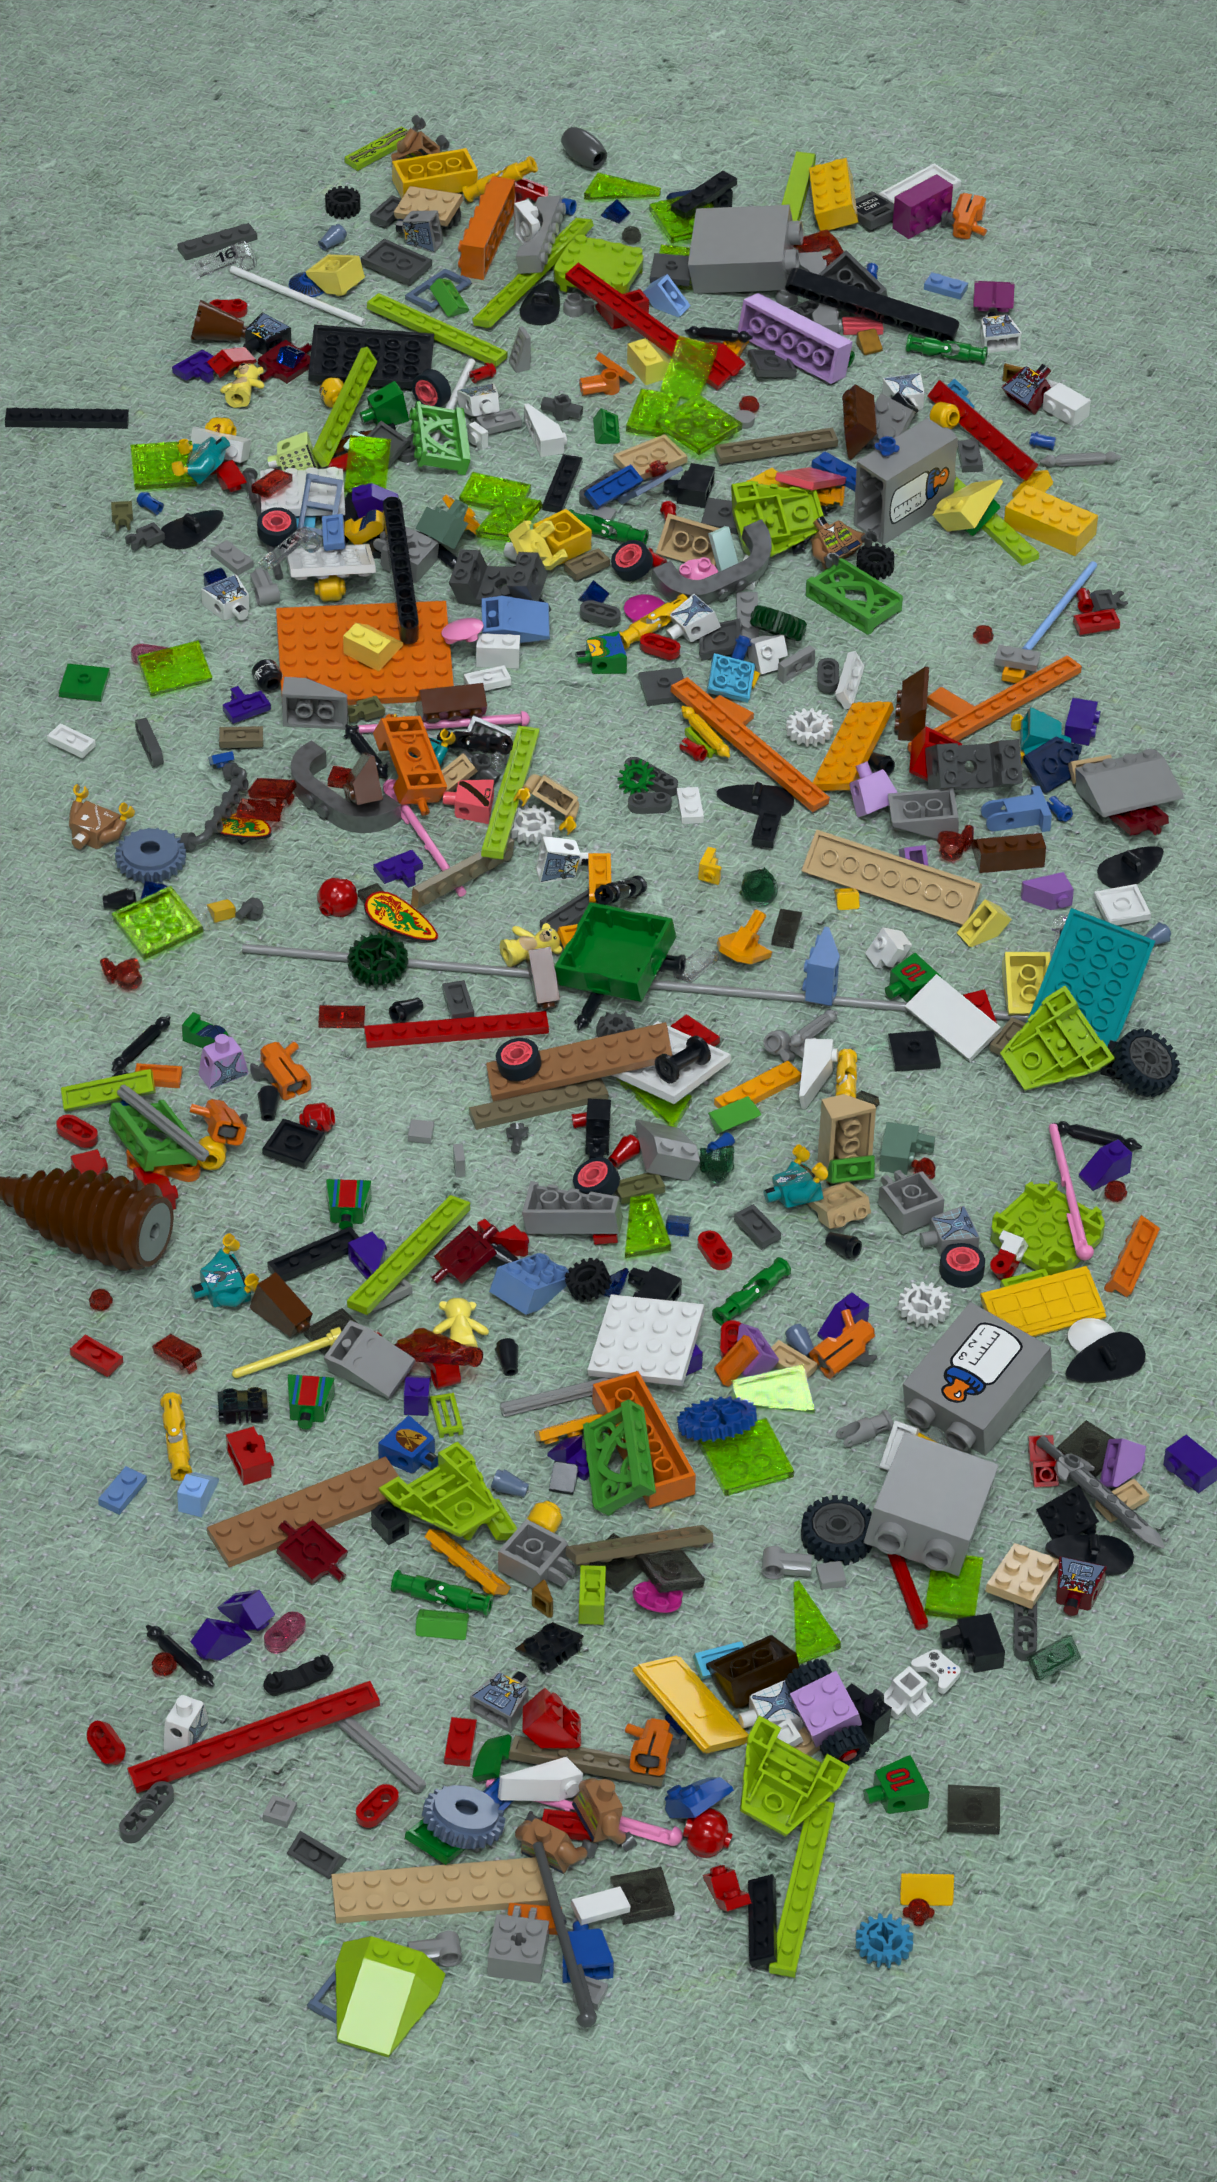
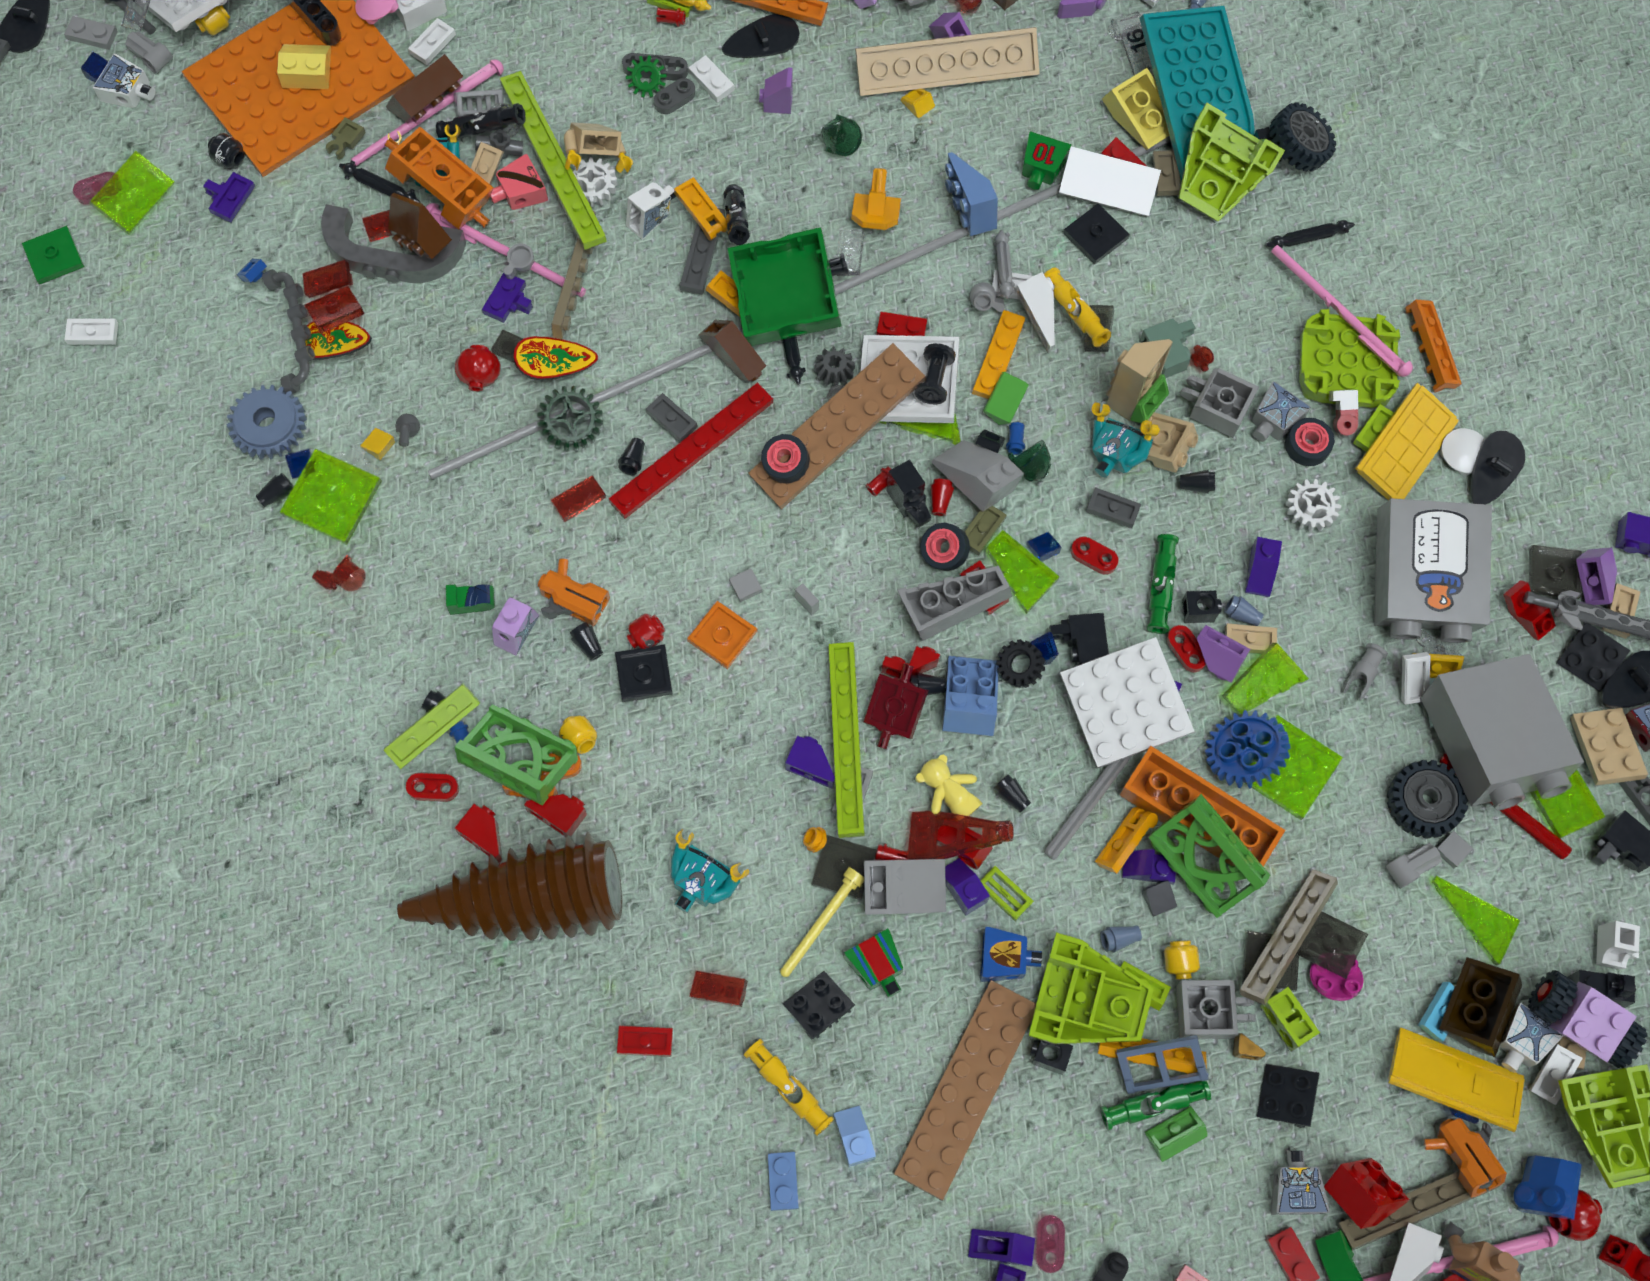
camera: 35 degrees left, 25 degrees up
(95, 824) = (186, 417): medium nougat torso -> none
(100, 1300) = (595, 966): clear red plate -> none
(141, 1043) = (416, 647): black wheel -> none
(149, 742) = (168, 290): dark grey beam -> none
(163, 1075) = (458, 671): orange tile -> none
(163, 1123) = (520, 740): light grey axle -> none
(222, 1121) = (569, 695): orange piece -> none
(241, 737) = (251, 234): dark tan plate -> none
(249, 1455) = (878, 1078): red brick -> none
(280, 1306) = (779, 876): reddish brown slope -> none
(312, 1255) = (757, 790): black plate -> none
(312, 1551) = (1010, 1138): dark red plate -> none
(313, 705) = (297, 163): light grey slope -> none
(330, 1305) = (815, 839): none -> light orange plate
(348, 1201) = (743, 711): green torso -> none
(375, 1152) = (722, 635): none -> orange tile
(427, 842) = (520, 259): none -> light grey piece
(493, 1578) = (1158, 1048): none -> sand blue window
(516, 950) = (684, 330): light yellow piece -> none
(517, 1132) = (833, 533): dark grey plate -> none
(537, 1103) = (822, 492): dark tan plate -> none
(696, 1135) = (990, 441): none -> black tile
(708, 867) = (782, 143): yellow bracket -> none
(733, 836) = (778, 92): none -> medium lavender slope
(736, 1360) = (1214, 672): orange tile -> none
(766, 828) = (802, 71): black plate -> none
(769, 1319) = (1194, 614): none -> black brick
(786, 928) = (891, 159): clear smoke plate -> none
(846, 1349) = (1290, 597): orange piece -> none
(888, 948) = (1000, 139): white brick -> none
(939, 1667) = (1619, 893): white piece -> none
(984, 924) = (1056, 65): light yellow slope -> none
(1107, 1165) = (1345, 262): dark purple slope -> none
(1115, 1191) = (1371, 279): clear red plate -> none

